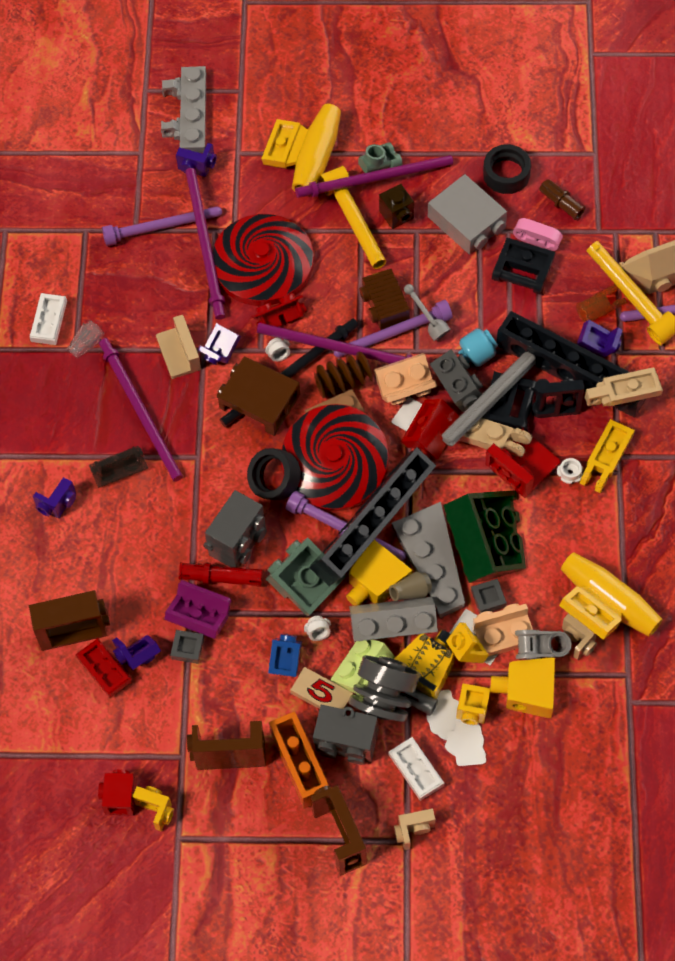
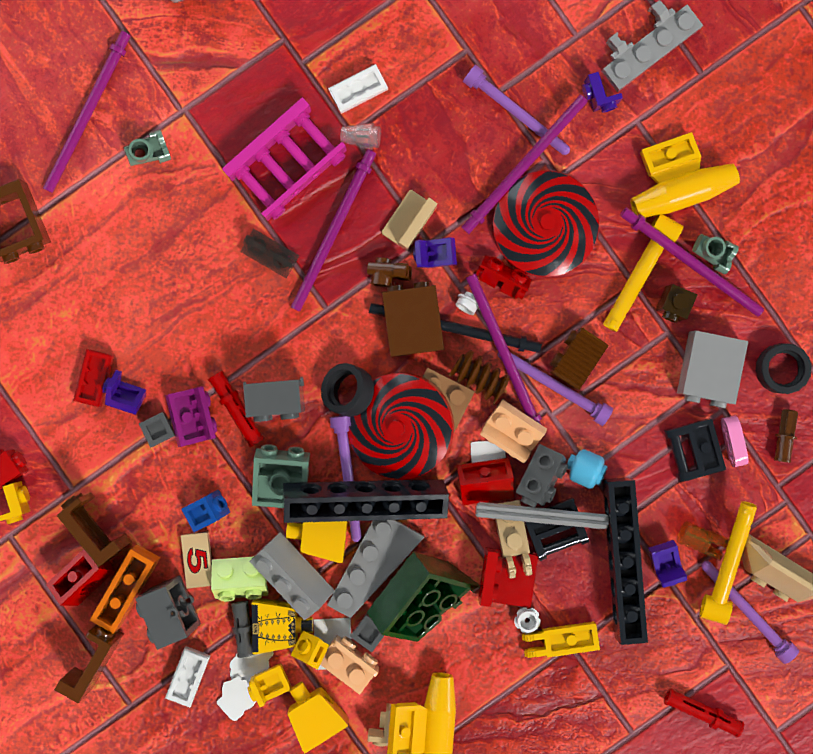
camera: 50 degrees right, 25 degrees up
(31, 394) = (279, 133): none -> dark pink fence
(60, 499) = (207, 232): dark purple bracket -> none
(69, 620) = (103, 325): reddish brown window -> none
(204, 391) = (383, 271): none -> reddish brown plate
(261, 789) = (78, 579): none -> red brick
(317, 628) = (246, 518): white plate -> none
(383, 693) = (219, 620): dark grey wheel -> none
(412, 587) = (329, 571): dark tan cone -> none
(415, 822) = (144, 708): tan bracket -> none
(437, 328) = (581, 421): light grey hinge -> none
(537, 644) = (353, 706): light grey piece -> none
(566, 401) = (585, 575): black plate -> none
(625, 388) = (624, 631): tan hinge -> none

